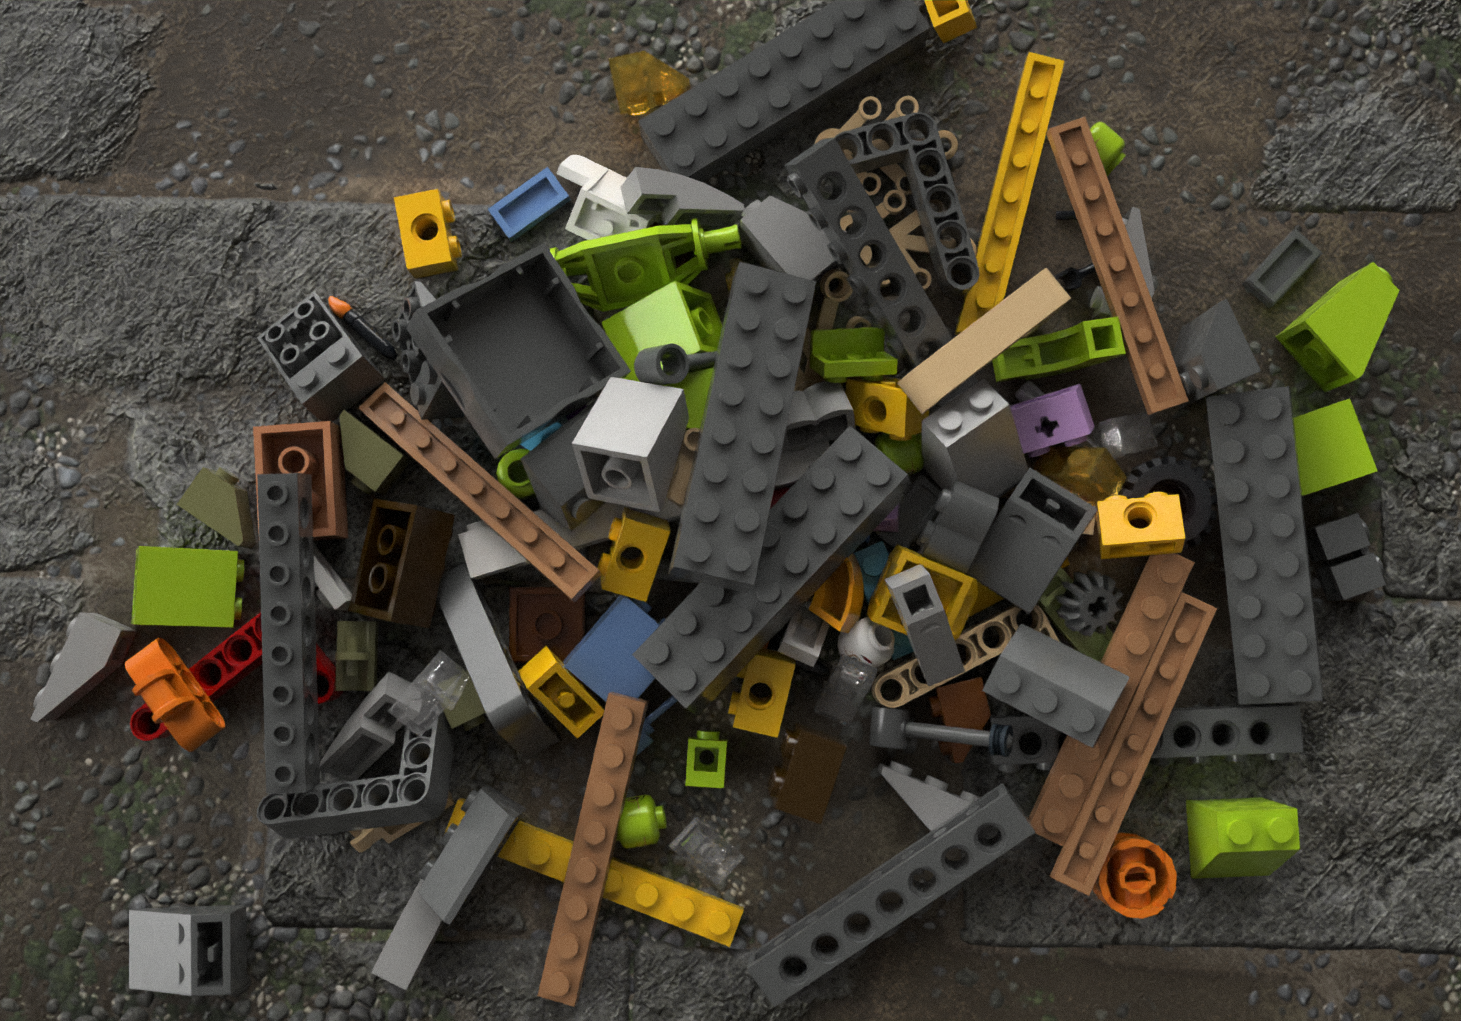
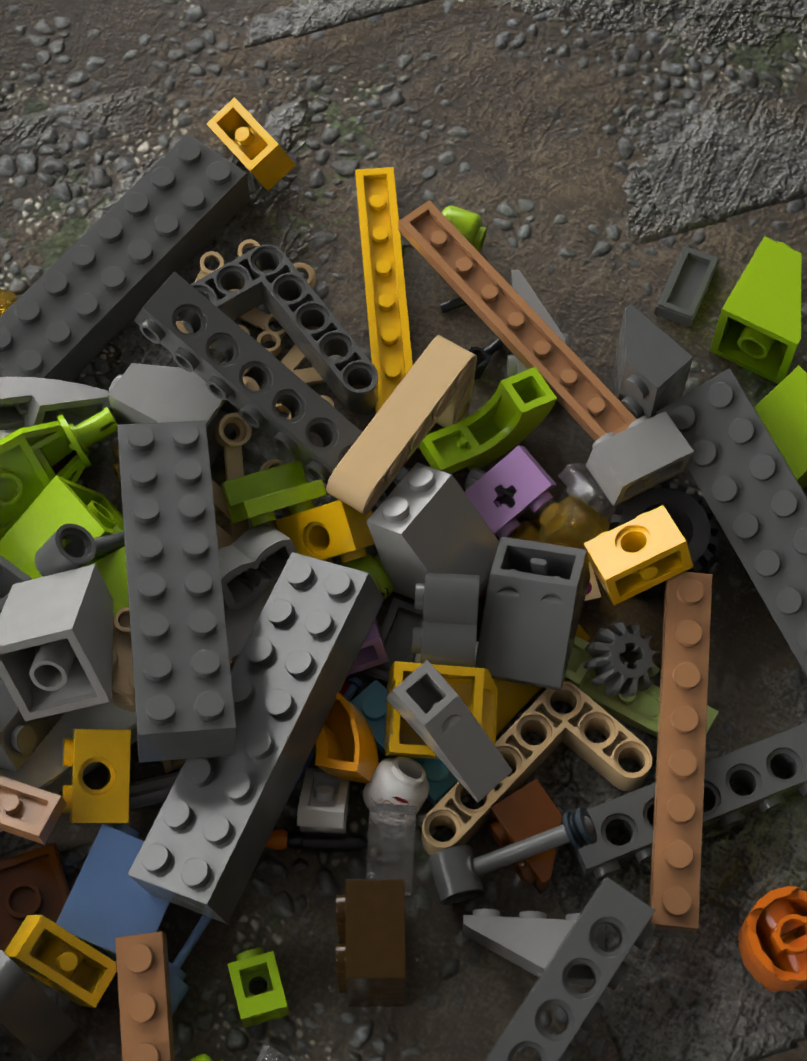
camera: 20 degrees left, 20 degrees down
(765, 713) = (312, 907): yellow brick -> none
(1056, 685) = (616, 752): dark grey slope -> none
(1133, 745) = (727, 794): medium nougat plate -> none
(1175, 436) = (638, 457): none -> light grey brick

